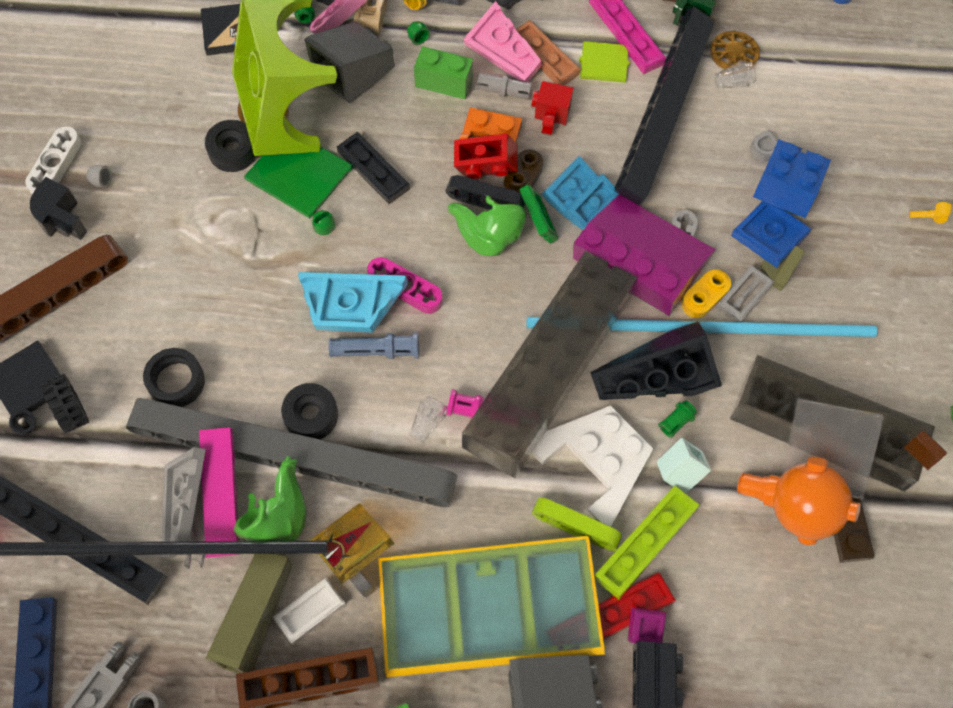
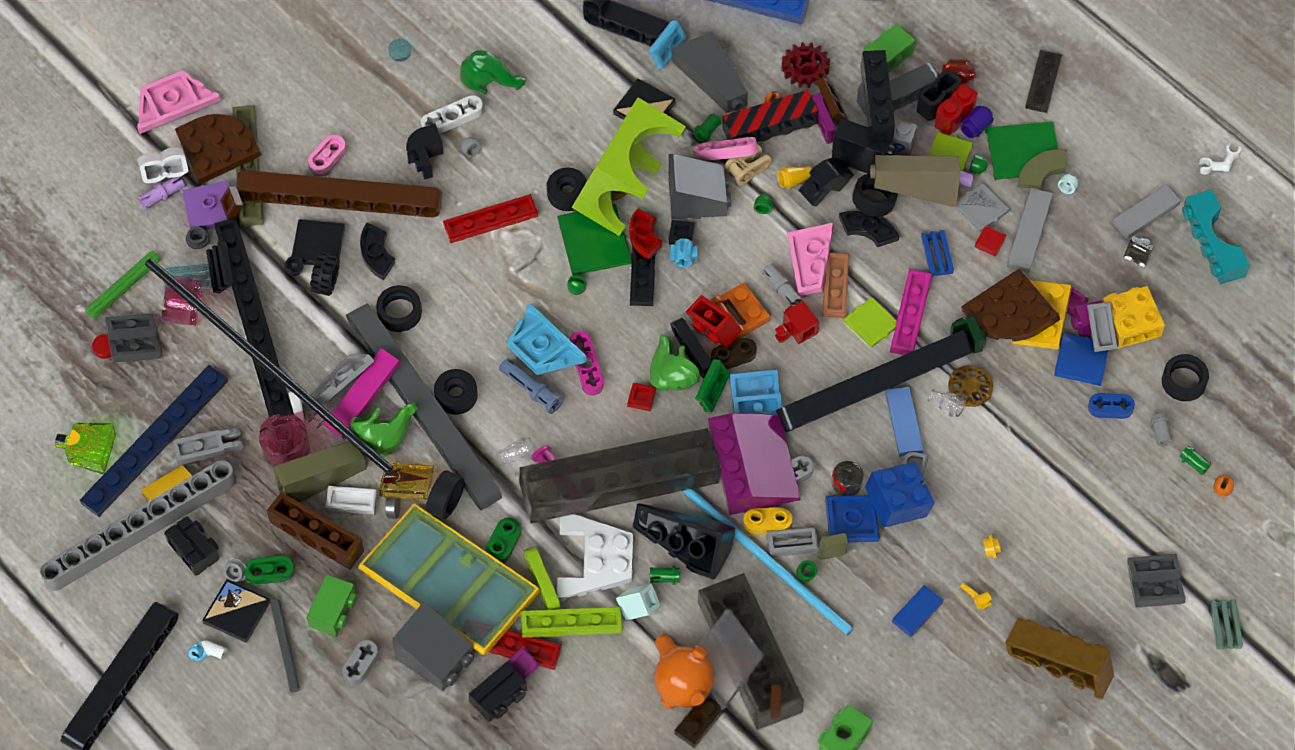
camera: 45 degrees right, 5 degrees down
(46, 96) = (483, 68): none -> green piece
(95, 344) = (374, 252): none -> black tile
(162, 565) = (296, 406): none -> white tile
(170, 600) = (283, 439): none -> clear pink brick
(181, 226) = (490, 218): none -> red tile
(341, 133) = (642, 233): none -> red tile
(371, 108) = (681, 230): none -> black tile
(394, 121) = (683, 253): none -> medium azure gear
(406, 523) = (445, 494): none -> black tyre
(443, 72) = (749, 245): bright green brick -> none
(484, 275) = (641, 397): none -> red tile
(498, 517) = (505, 539): none -> green plate
(719, 119) = (904, 421): none -> medium blue tile
(735, 200) = (847, 478): none -> clear smoke head
(788, 309) = (810, 575): none -> green hinge
(900, 162) = (991, 546): none -> yellow plate
(905, 266) = (917, 611): none -> blue tile

